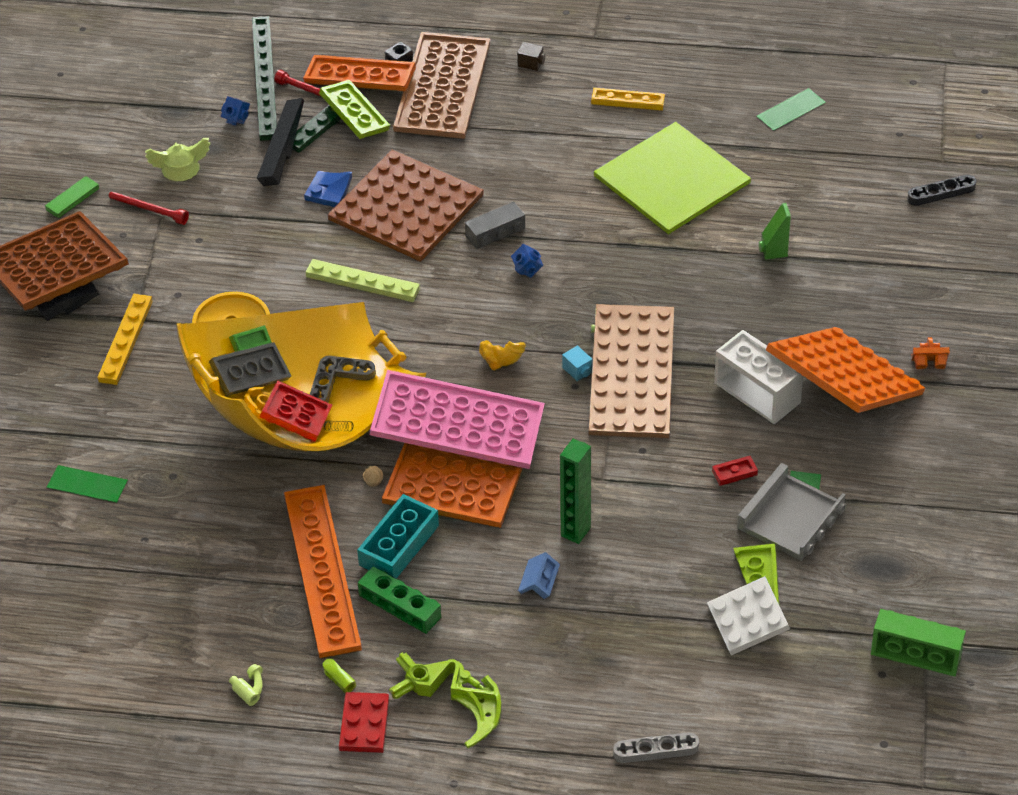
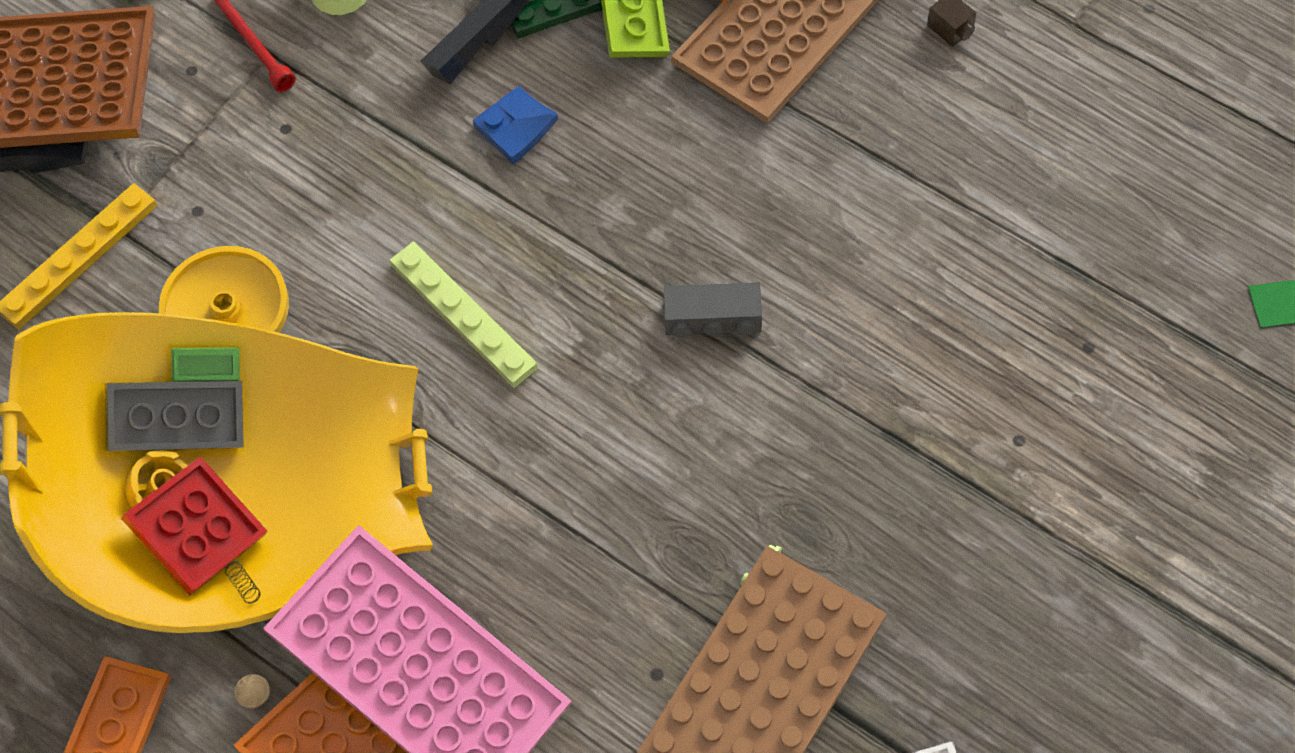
camera: 30 degrees right, 15 degrees up
(336, 370) = (310, 470): dark grey beam -> none
(406, 205) = (609, 206): plate -> none
(498, 356) = (571, 560): yellow hair -> none
(526, 260) = (717, 402): blue brick -> none
(577, 363) = (679, 638): medium azure brick -> none
(628, 99) = (1060, 162): yellow tile -> none
(672, 177) = (1043, 345): lime tile -> none
(776, 235) = (1135, 552): bright green slope -> none

